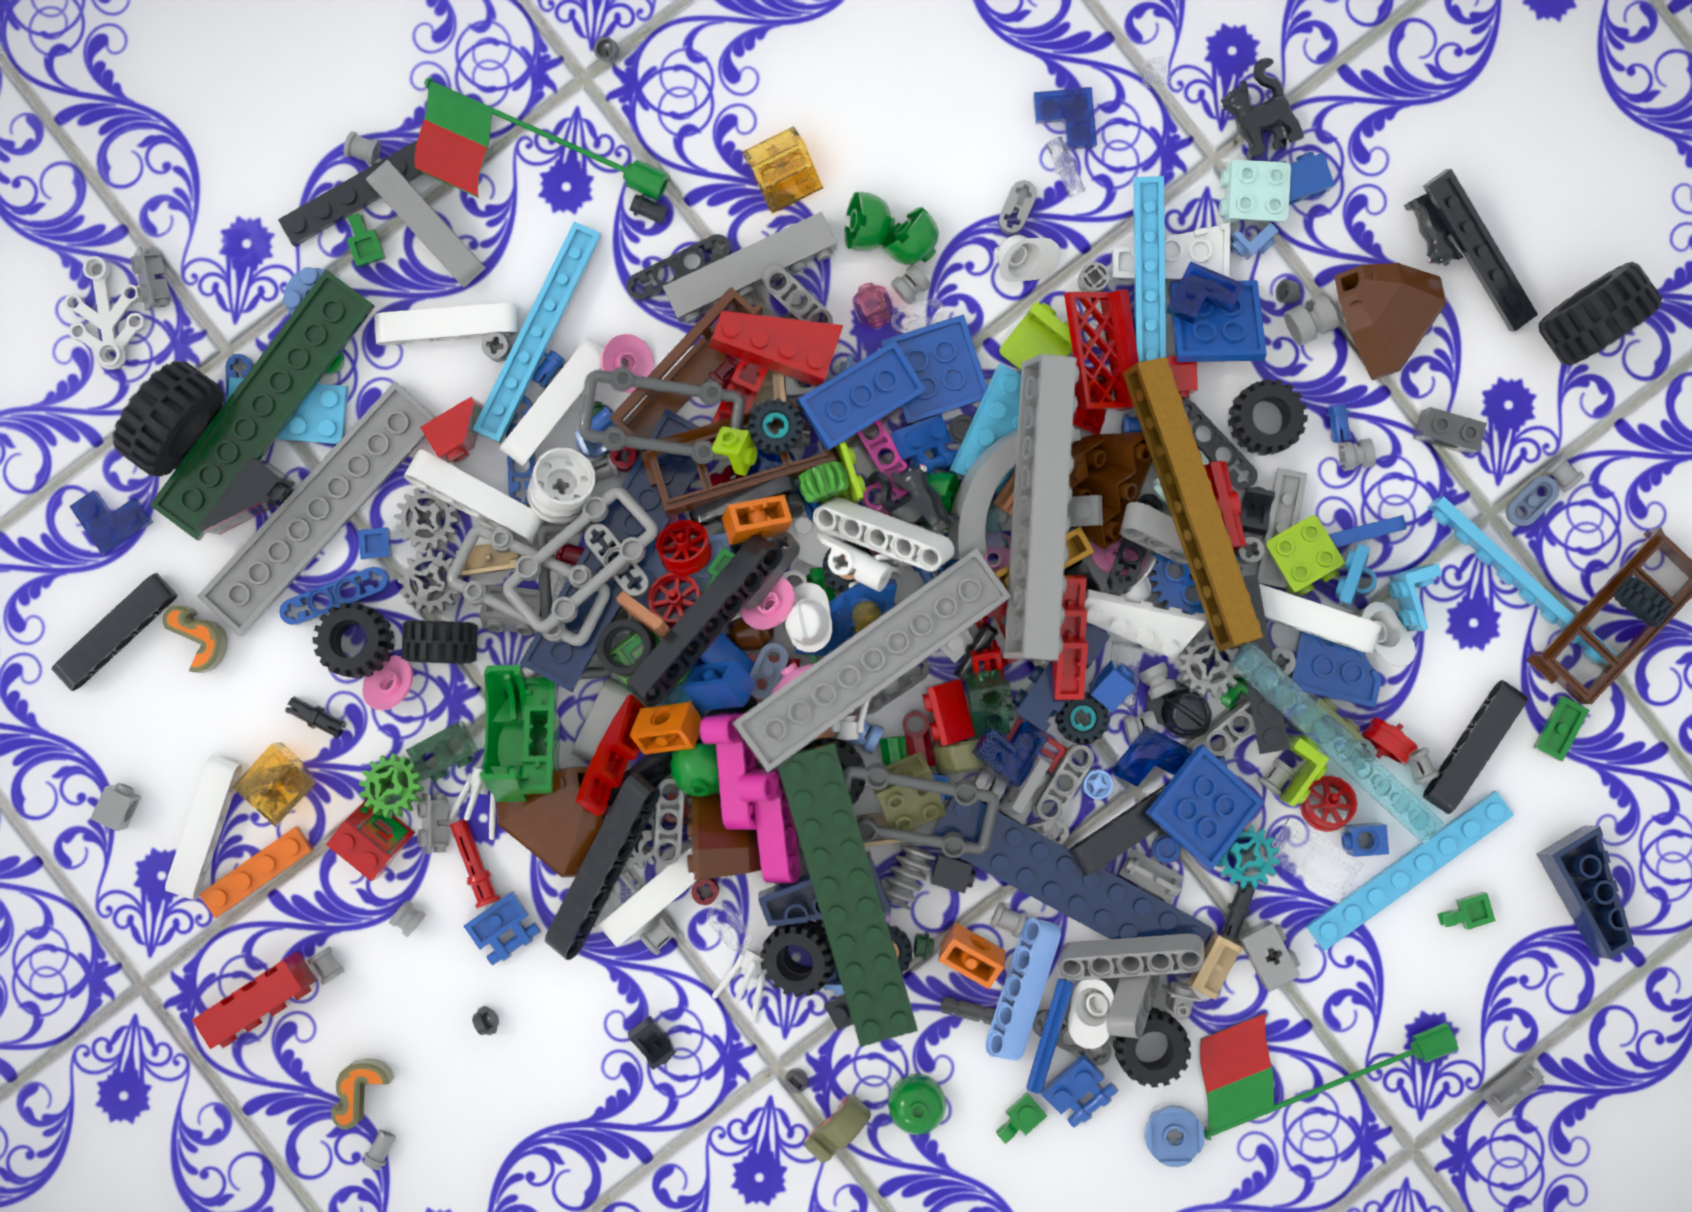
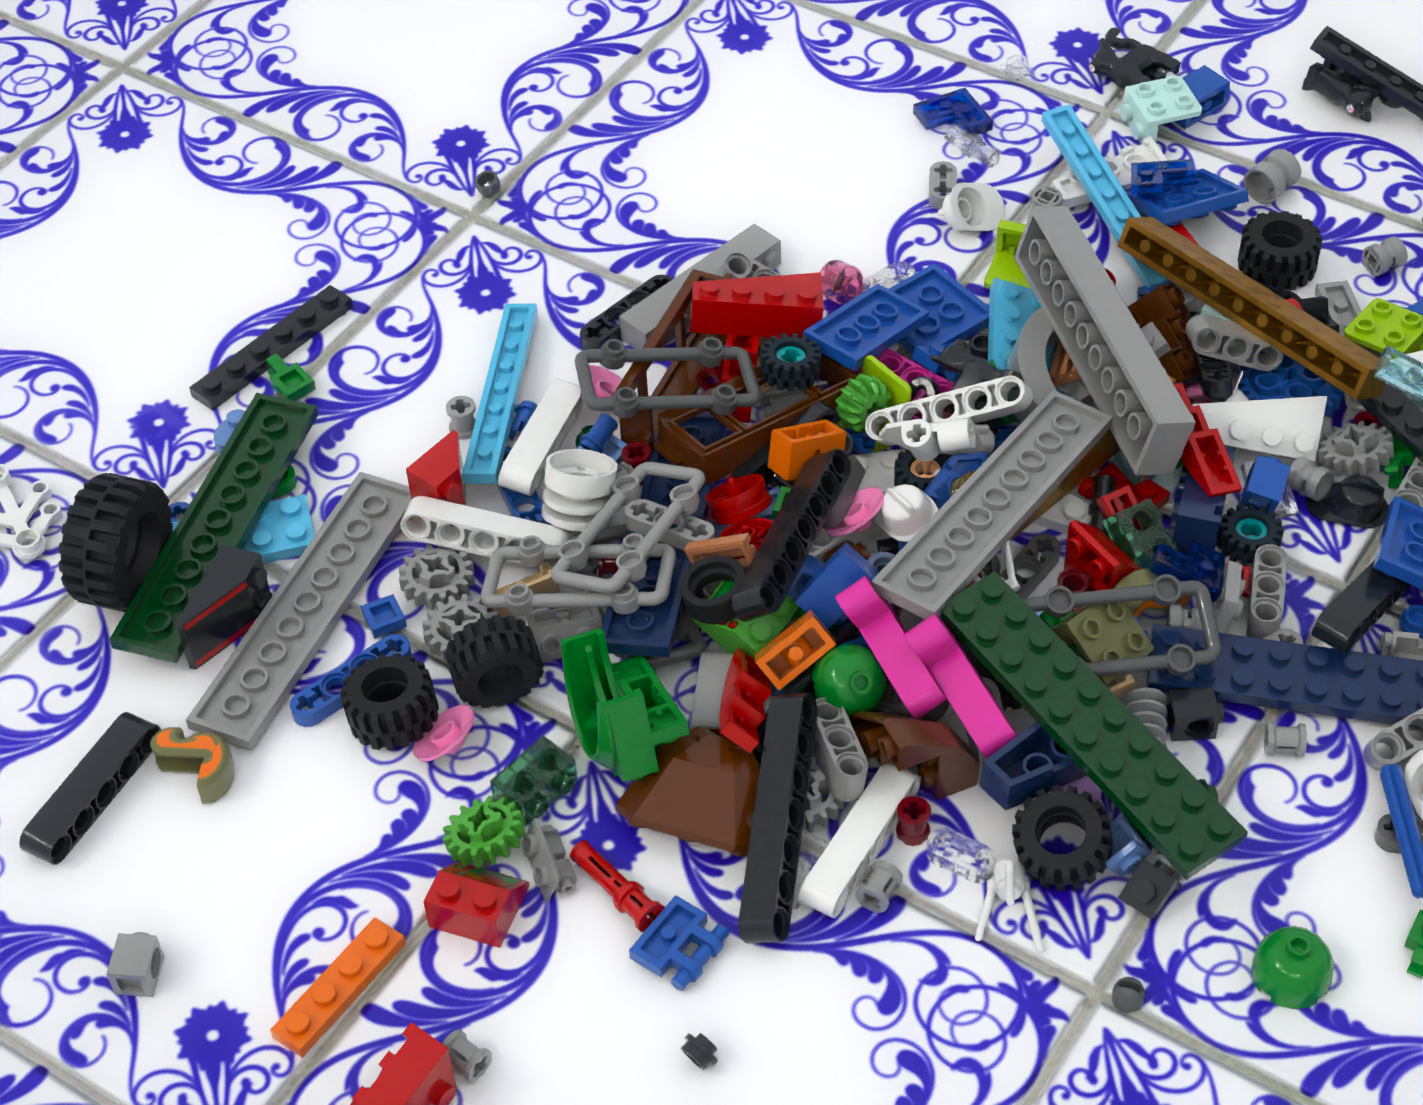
camera: 15 degrees left, 40 degrees down
(106, 527) = (63, 697): clear blue plate -> none
(146, 266) = (58, 469): light grey hinge -> none
(203, 827) = (256, 955): white beam -> none
(275, 783) = (334, 868): clear yellow slope -> none
(315, 717) = (366, 797): black pin -> none
(362, 148) = (263, 311): light grey bush -> none
(407, 918) = (553, 967): light grey wheel -> none
(425, 223) = (351, 341): light grey beam -> none
(445, 323) = (393, 416): white beam -> none
(458, 136) = (370, 276): flag -> none
(477, 787) = (593, 802): white plant -> none
(648, 209) = (577, 278): black pin -> none
(652, 1042) = (924, 1002): black bracket -> none
(738, 447) = (768, 389): lime bracket -> none
(782, 169) = (700, 215): clear yellow slope -> none
(838, 1129) = (1208, 1021): olive animal -> none
(868, 222) = (802, 222): green cylinder -> none
(910, 284) = (870, 256): light grey wheel -> none
(913, 239) = (855, 223): green cylinder -> none
(967, 1010) = (1295, 848): dark grey axle -> none
(972, 955) = (1265, 777): orange brick -> none
(1023, 989) = (1345, 798): light blue beam -> none
(1101, 785) = (1303, 584): light blue wheel -> none
(1119, 346) = (1104, 240): red fence -> none
(1135, 725) = (1315, 524): light grey wheel -> none
(1151, 750) = (1340, 535): clear blue plate -> none
(1261, 242) = (1183, 145): medium blue bracket -> none
(1288, 286) = (1236, 169): dark grey hinge -> none
(1338, 421) = (1346, 237): blue pin -> none
(1388, 312) = (1340, 146): reddish brown brick -> none

